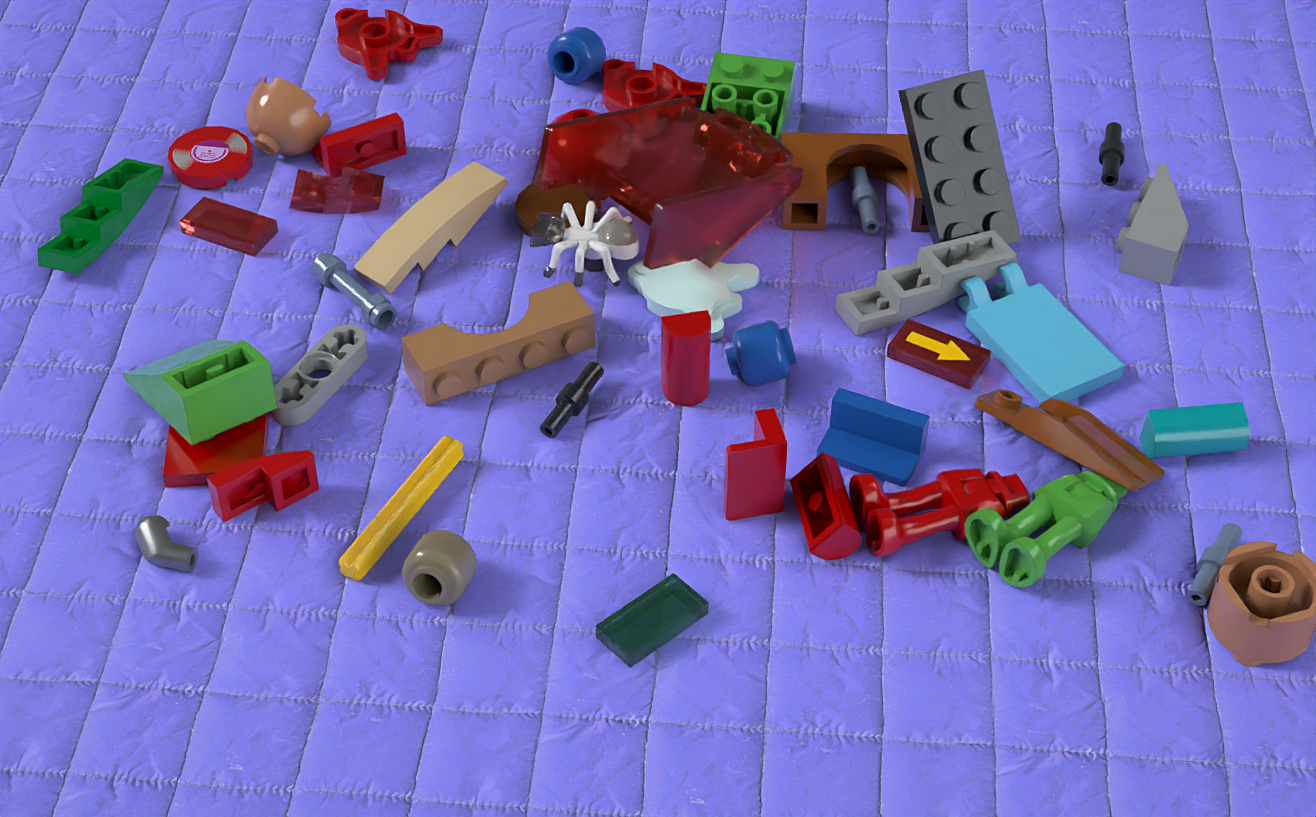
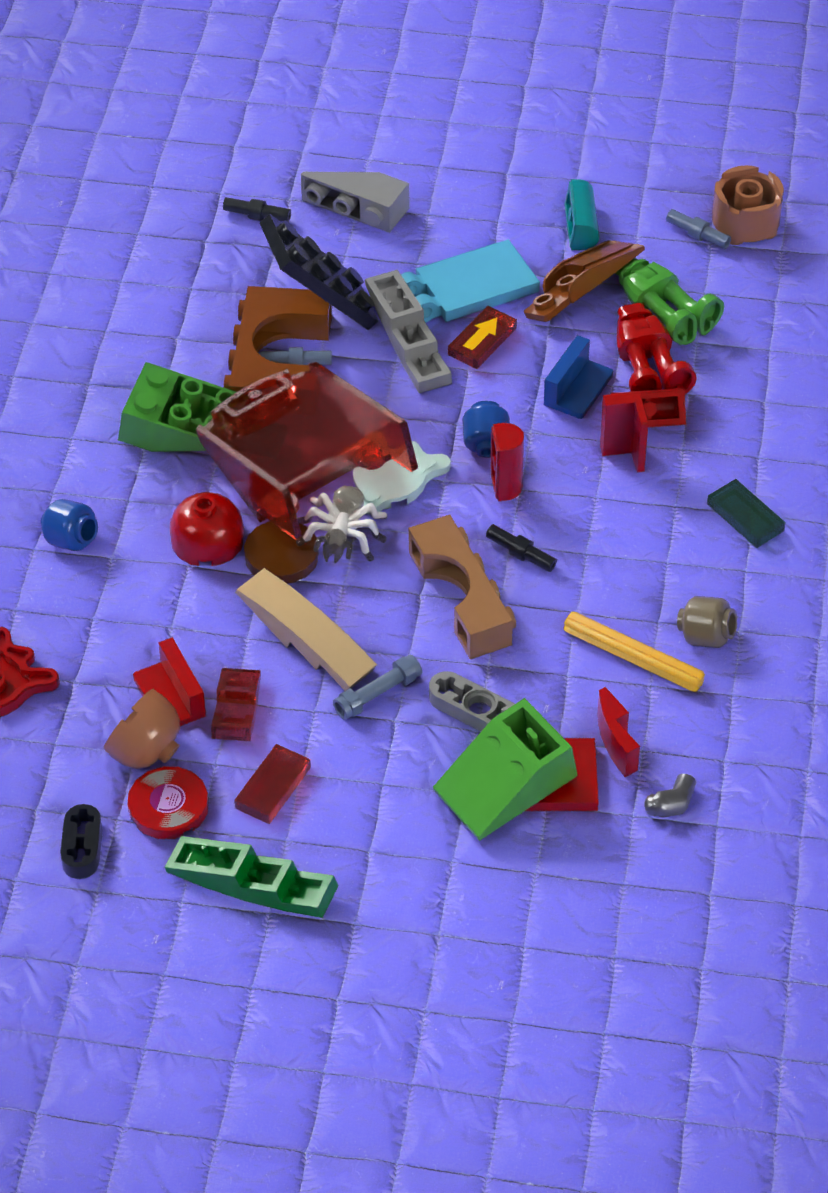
camera: 85 degrees left, 5 degrees up
(168, 106) = (73, 841): none -> black beam
(632, 88) = (125, 485): red tile -> none

